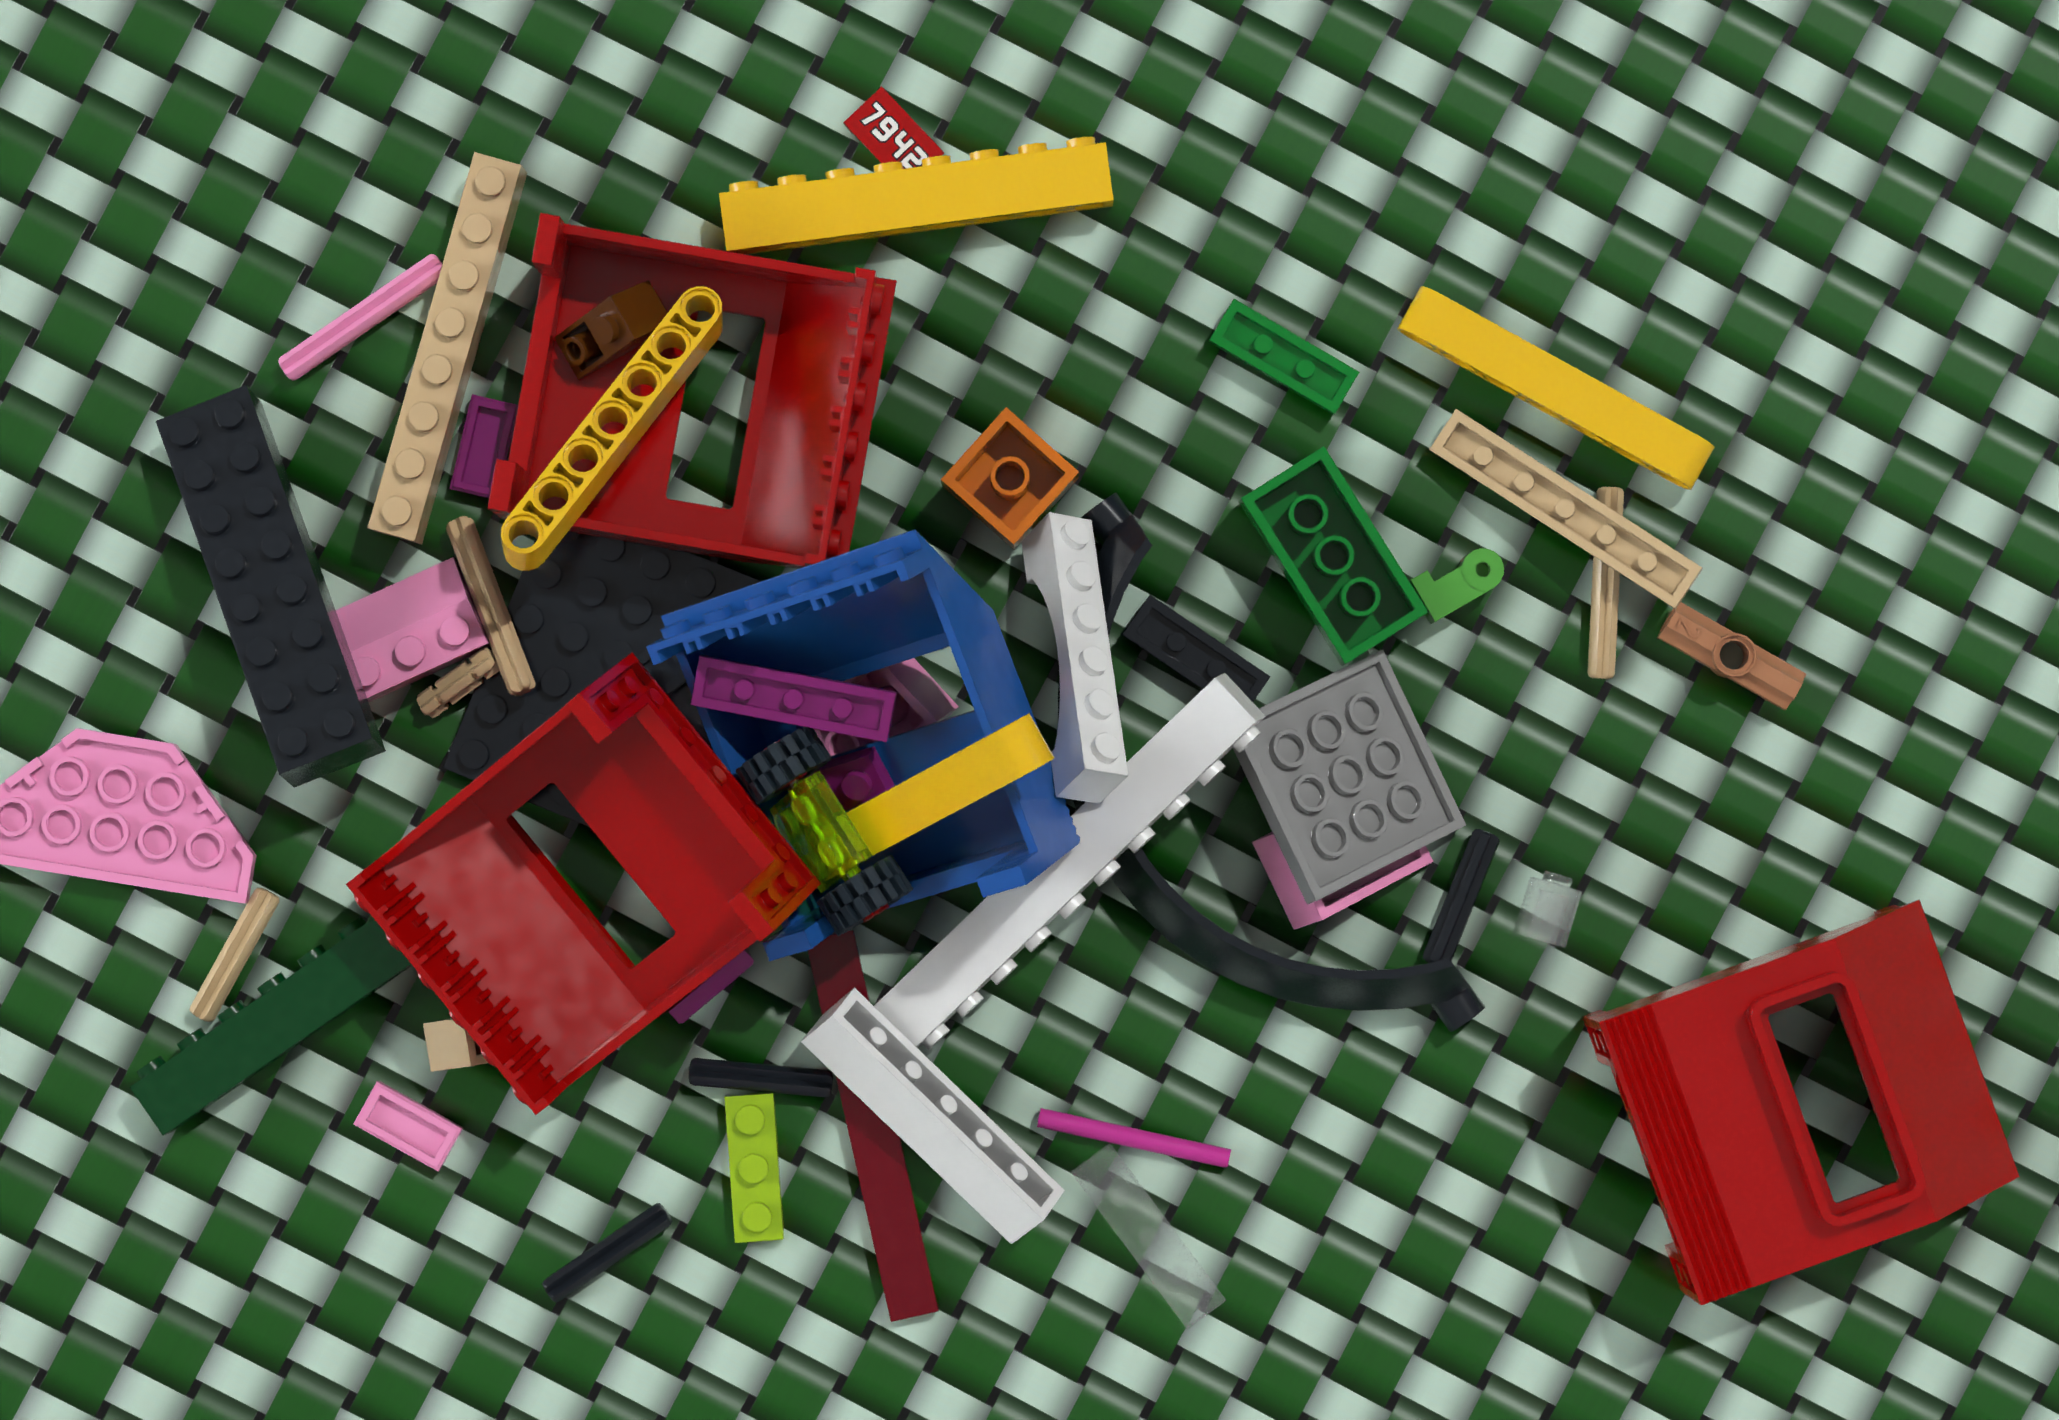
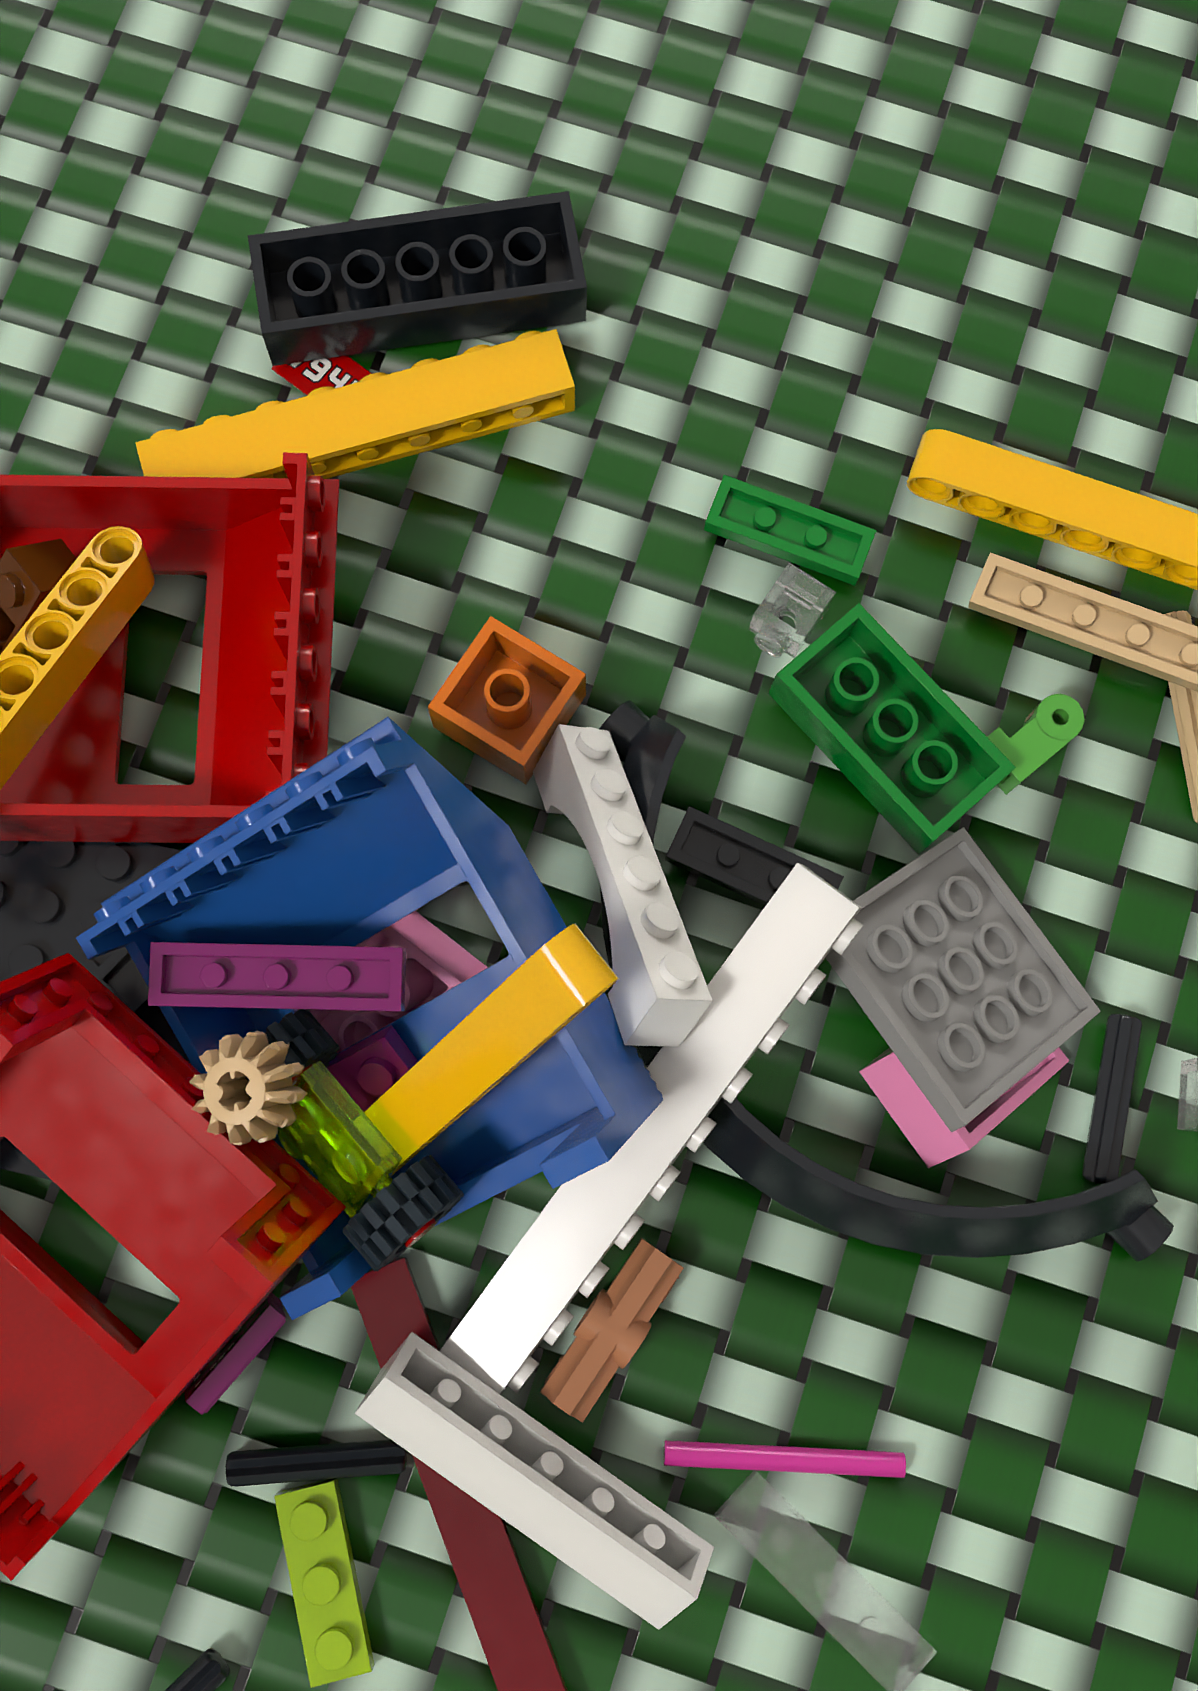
camera: 15 degrees left, 10 degrees down
(781, 788) = (228, 1089): none -> tan gear
(991, 71) = (418, 278): none -> black brick
(1012, 1014) = (611, 1330): none -> nougat piece
(1278, 420) = (794, 596): none -> clear brick

